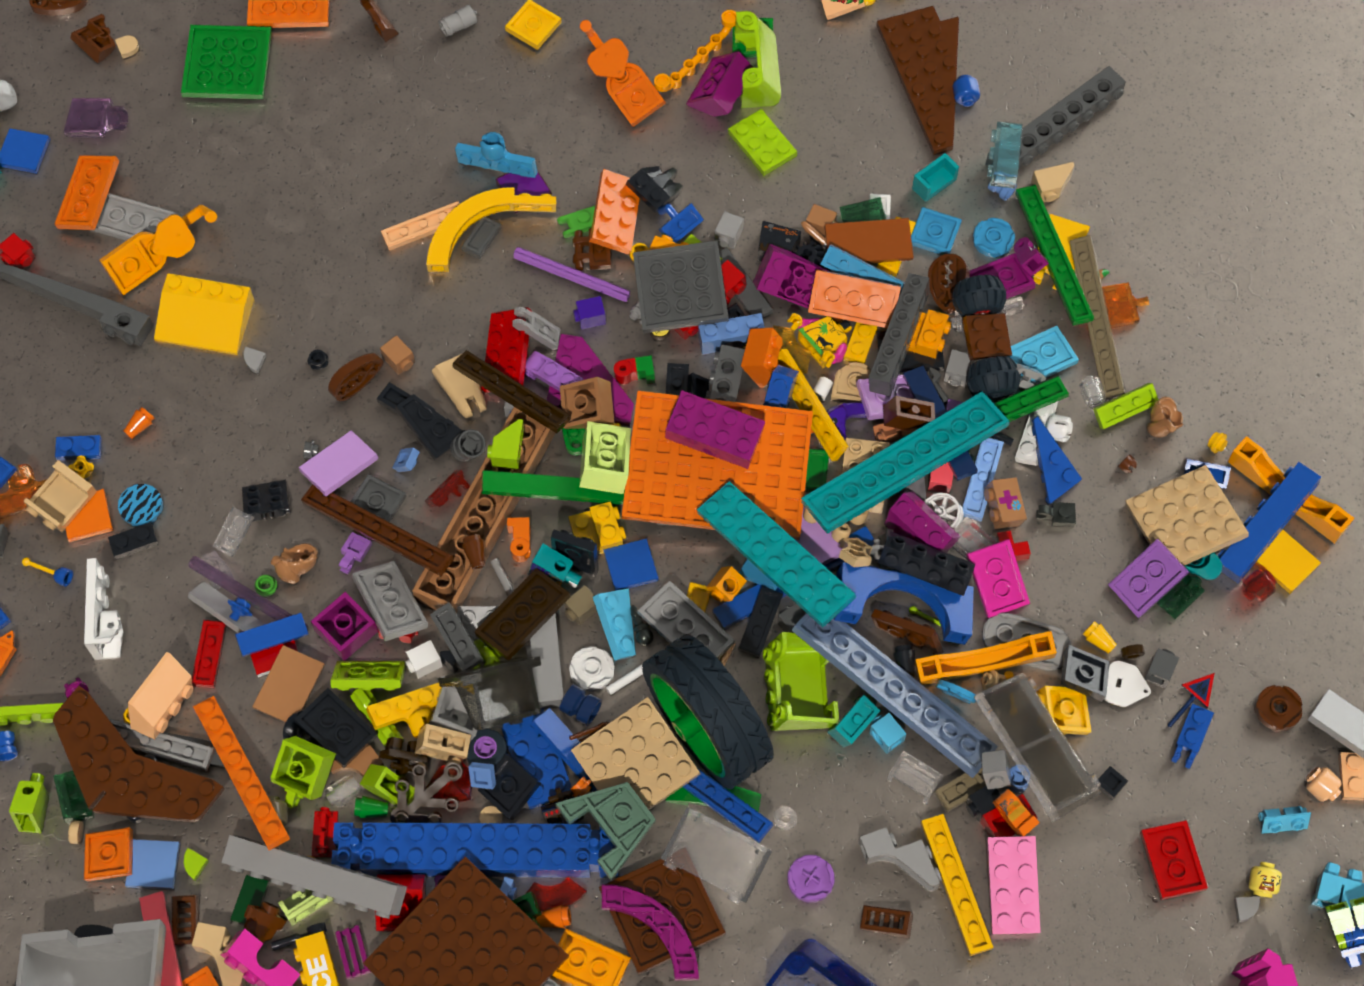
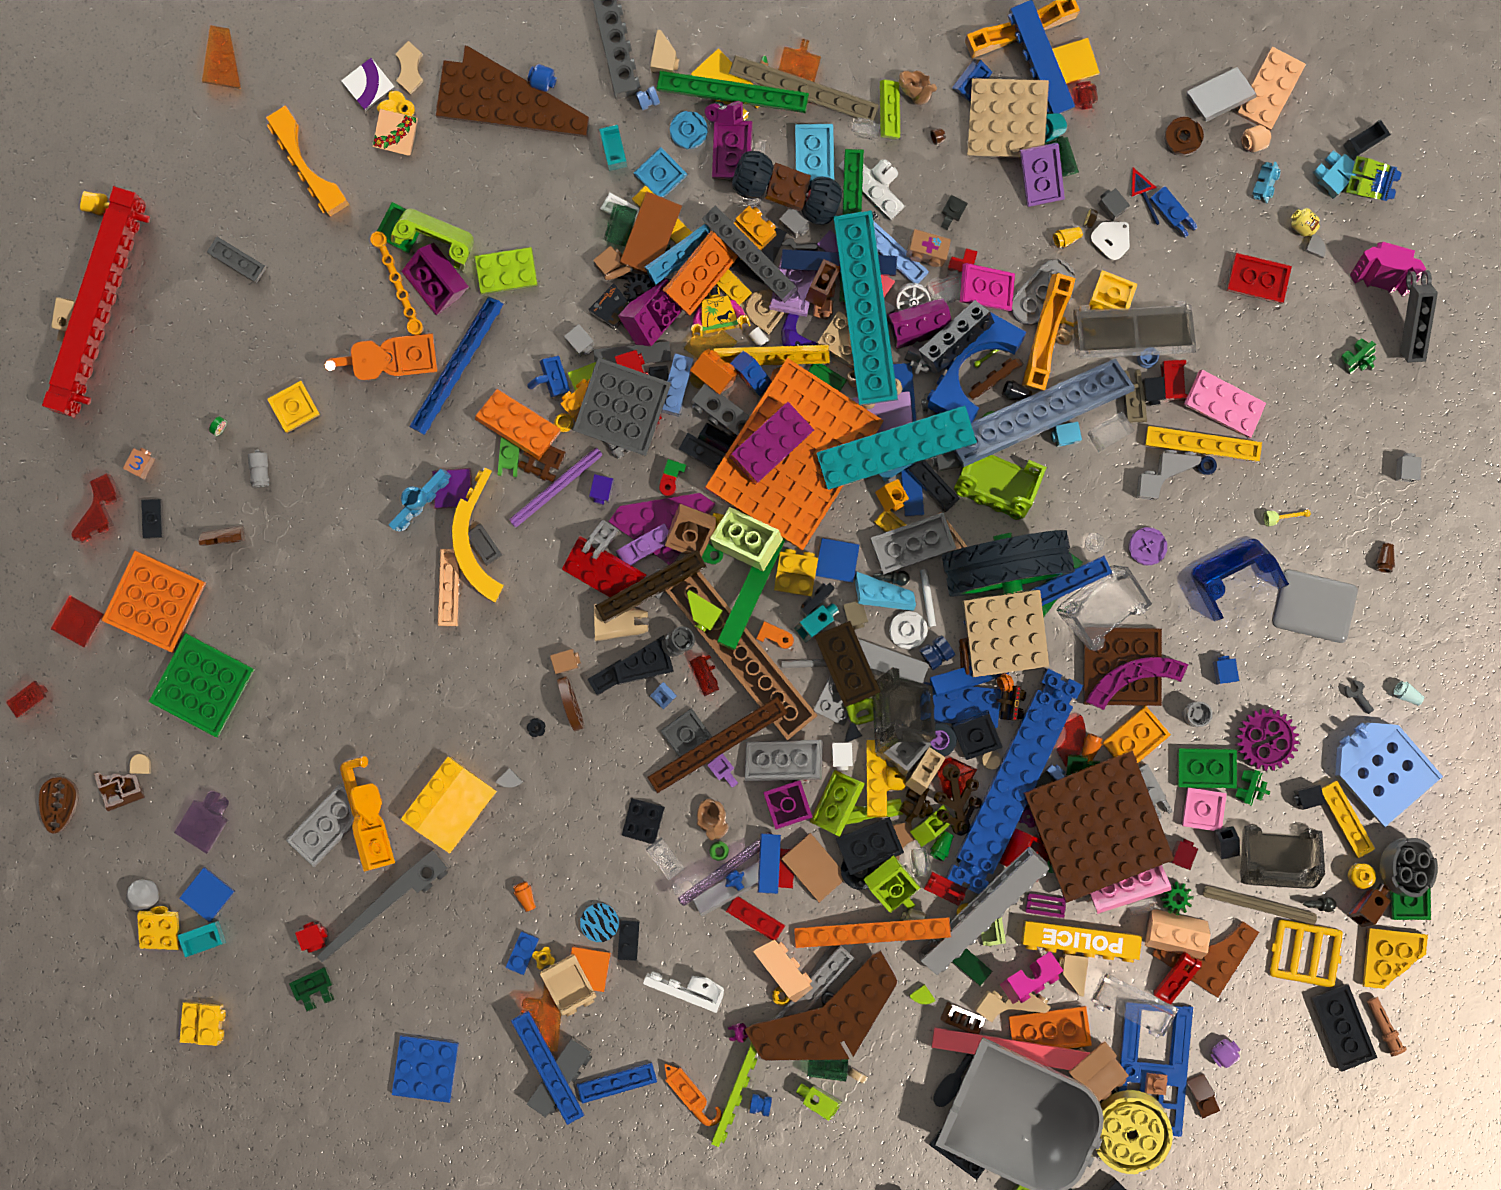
camera: 70 degrees left, 20 degrees up
(62, 576) = (633, 1008): blue hinge -> none
(87, 192) = (281, 856): orange plate -> none
(108, 854) = (886, 1057): orange tile -> none
(154, 864) = (908, 1027): medium blue tile -> none
(263, 921) = (996, 963): reddish brown rock -> none
(290, 940) = (1018, 929): black piece -> none
(310, 449) = (617, 767): dark grey plate -> none
(338, 463) = (640, 750): lavender tile -> none
(456, 637) = (844, 722): dark grey plate -> none
(474, 550) = (780, 677): reddish brown cone -> none
(482, 775) = (962, 752): medium blue plate -> none
(619, 815) = (1046, 665): sand green wing -> none
(655, 139) = (456, 365): none -> blue plate
(655, 187) = (509, 380): black plate -> none
(854, 721) = (1050, 453): teal panel -> none
(855, 552) = (924, 387): tan tile -> none
(897, 914) = (1215, 506): reddish brown slope -> none
(935, 893) = (1213, 465): none -> dark blue plate
(938, 280) = (706, 196): reddish brown piece -> none
(955, 691) = (1063, 366): dark azure wheel -> none
(996, 769) = (1140, 371): light grey brick -> none
(1005, 154) = (628, 82): clear light blue brick -> none
(1015, 813) = (1179, 374): orange leg -> none
(1028, 374) = (834, 171): light grey beam -> none
(1056, 468) = (918, 193): blue wing -> none
(1085, 673) = (1092, 263): plate -> none
(1111, 782) = (1181, 290): black plate -> none
(1217, 442) = (954, 56): yellow plate -> none

